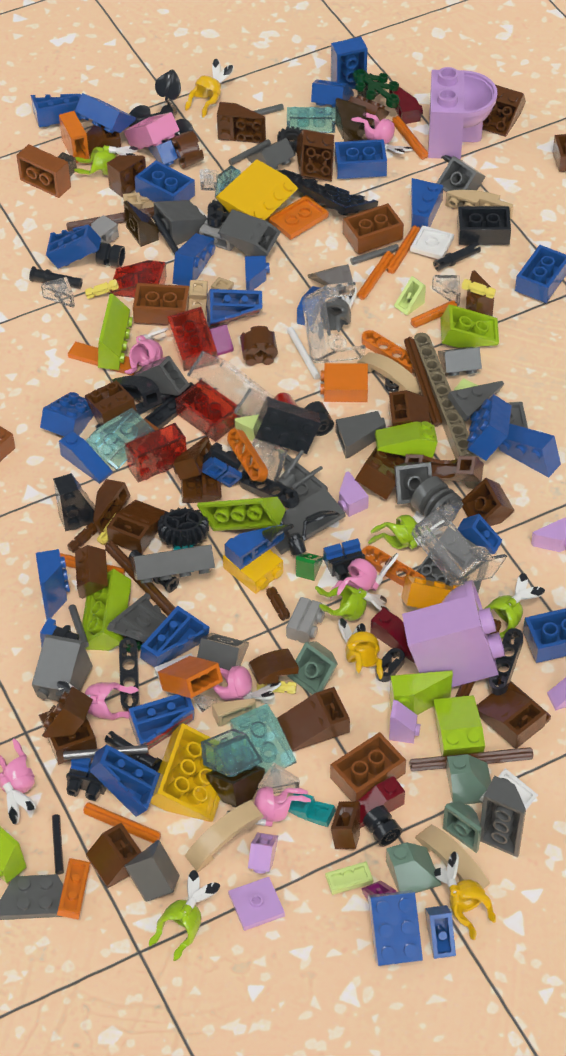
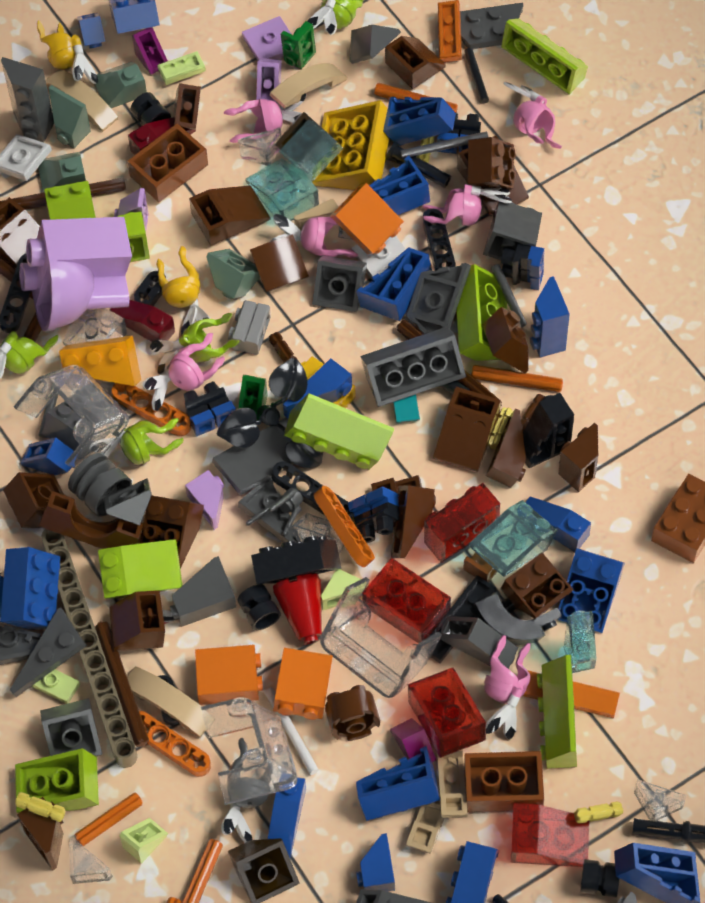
camera: 175 degrees right, 10 degrees up
(45, 487) = (580, 458): none -> reddish brown slope
(88, 369) = (580, 641): none -> clear light blue slope
(183, 527) = (402, 422): black gear -> none
(229, 870) = (298, 47): none -> green bracket
(291, 369) = (302, 683): none -> orange brick
(313, 811) = (221, 130): teal slope -> none

